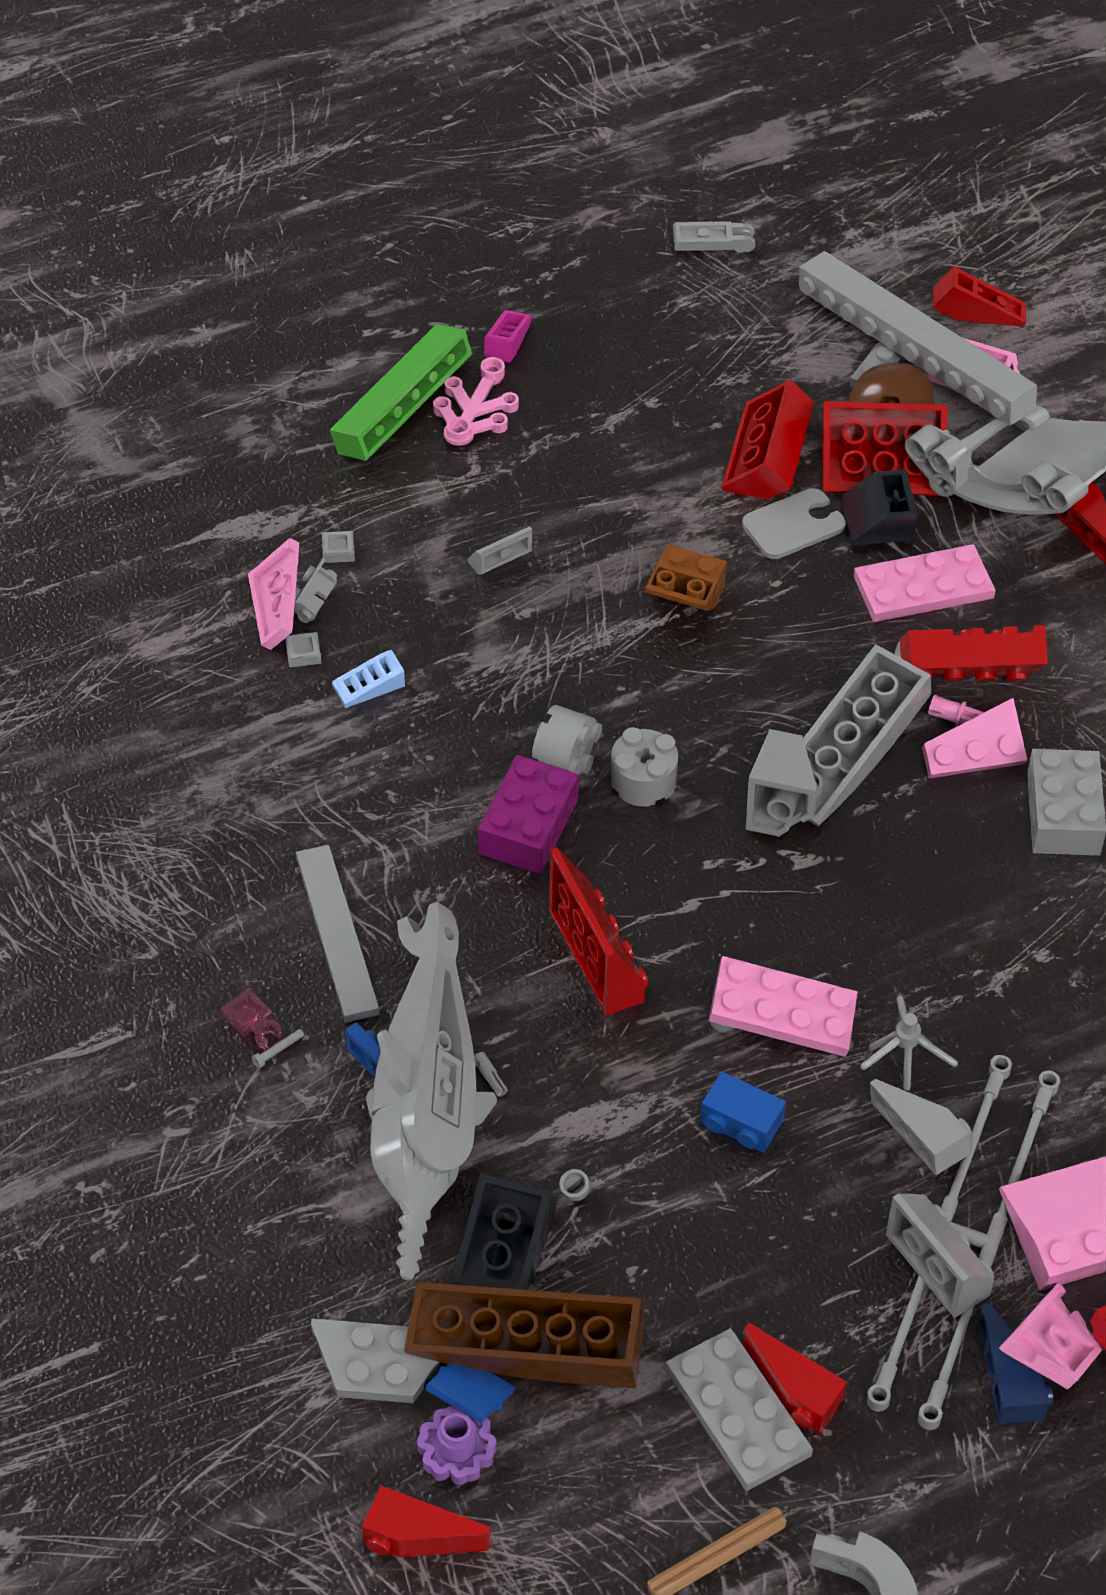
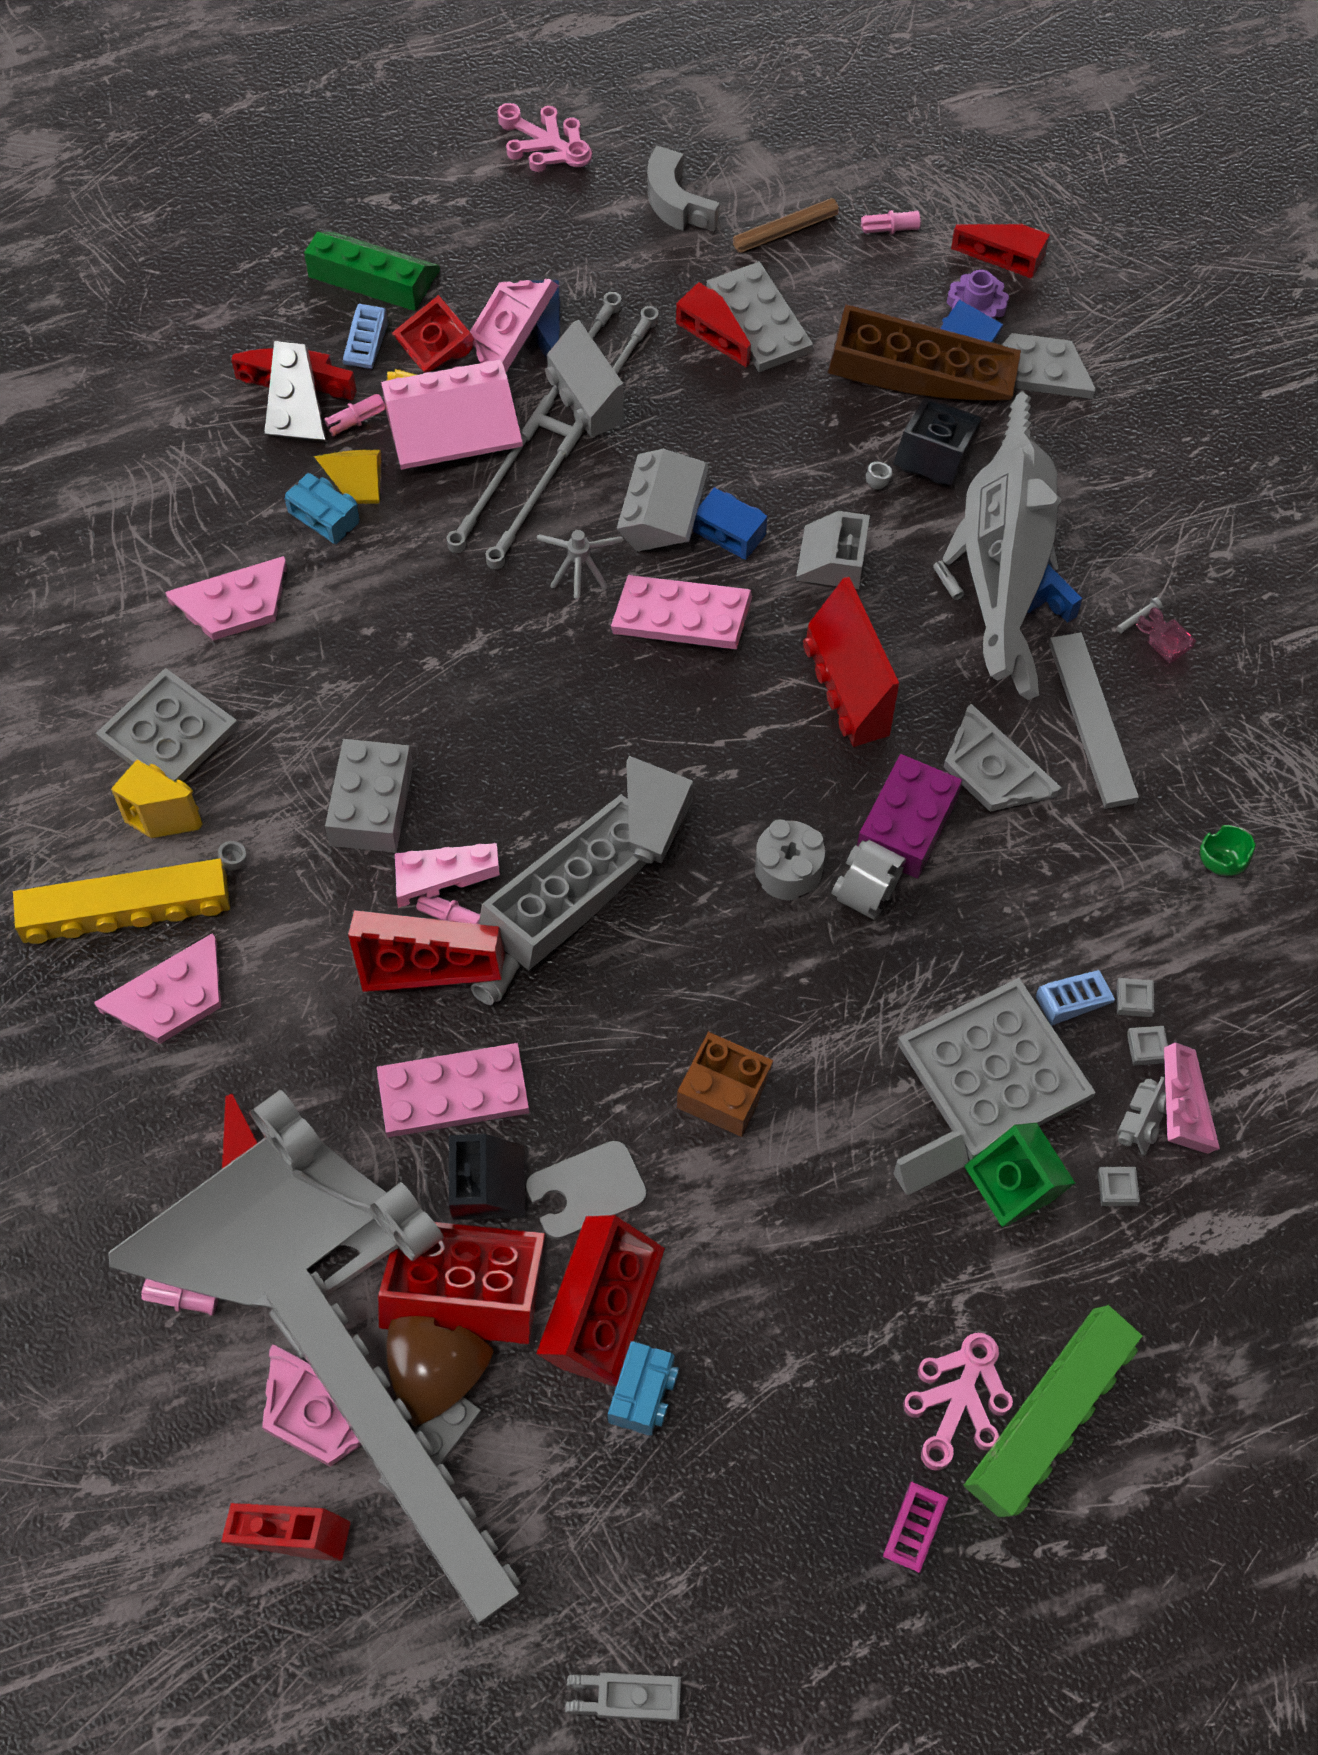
camera: 175 degrees left, 10 degrees up
(213, 798) = (1227, 851): none -> green hair
(312, 686) = (1135, 997): none -> light grey tile
(422, 541) = (1019, 1173): none -> green slope
(443, 872) = (995, 767): none -> light grey wing
(444, 619) = (995, 1066): none -> light grey plate
(574, 1566) = (891, 222): none -> bright pink axle
(622, 1080) = (833, 549): none -> light grey slope
(726, 391) = (642, 1388): none -> dark azure brick
(824, 1119) = (662, 499): none -> light grey slope
(924, 1126) = (576, 494): light grey slope -> none

